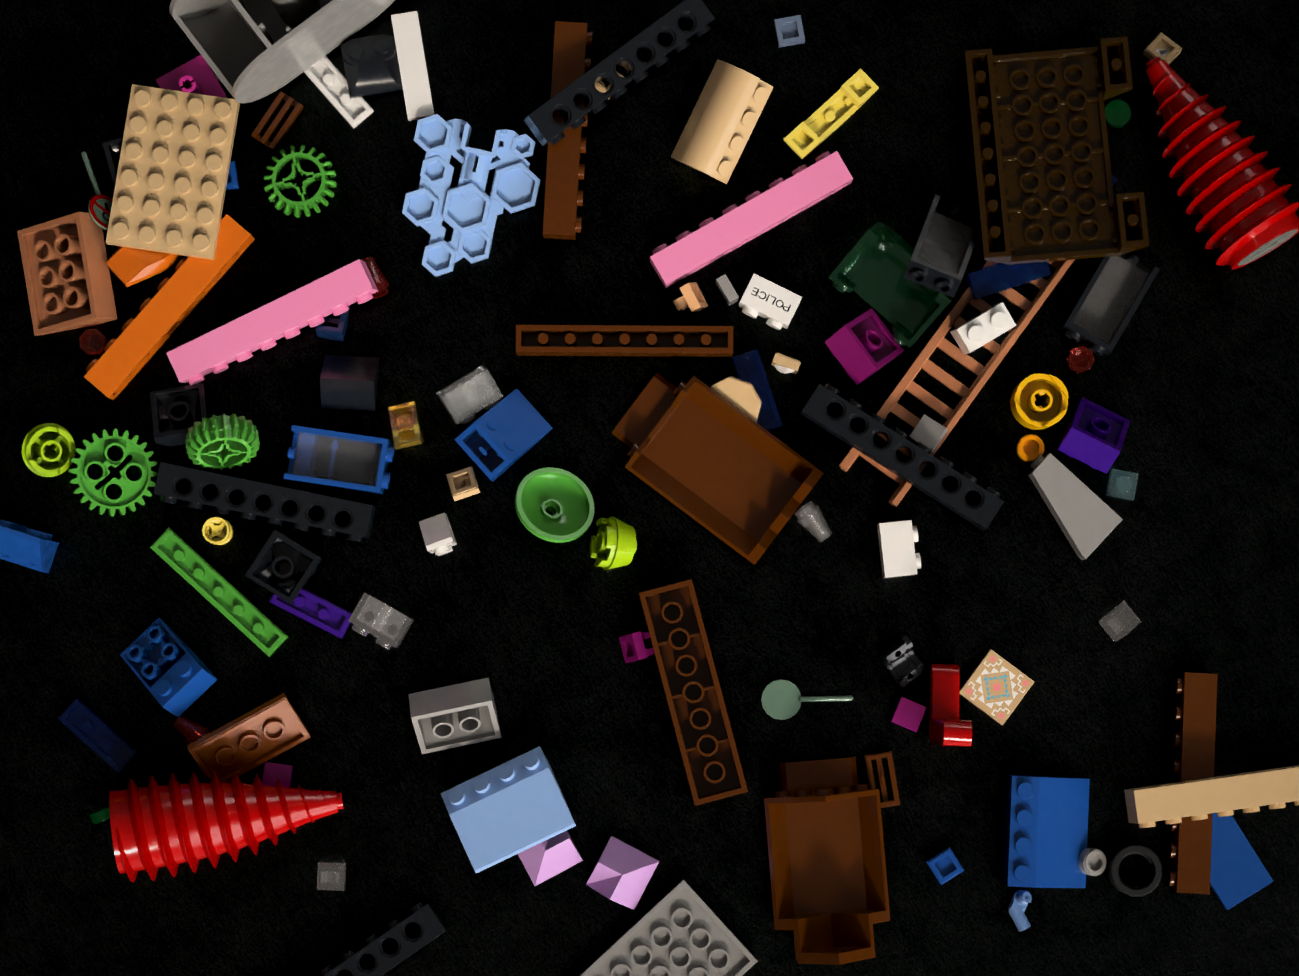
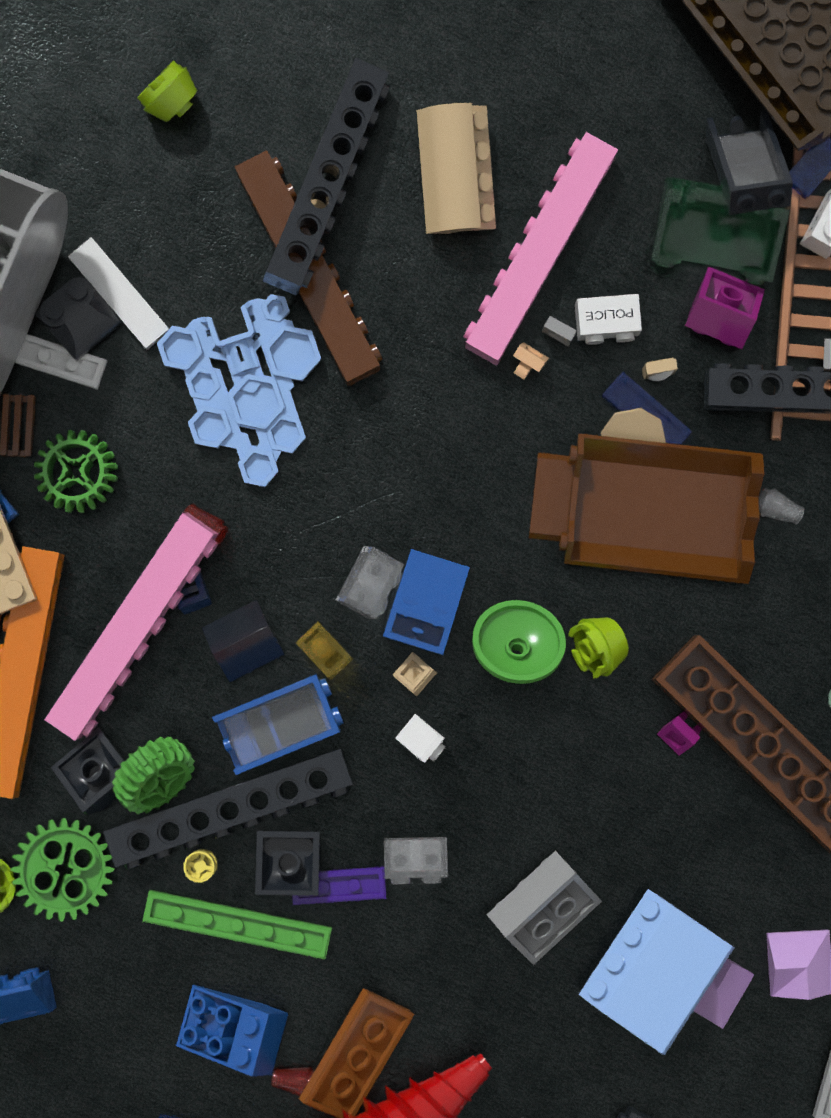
camera: 30 degrees left, 0 degrees up
(277, 771) = (401, 1070): magenta tile -> none
(624, 340) = (490, 439): reddish brown brick -> none
(789, 31) = (467, 45): sand blue tile -> none
(831, 114) = (557, 100): light yellow slope -> none

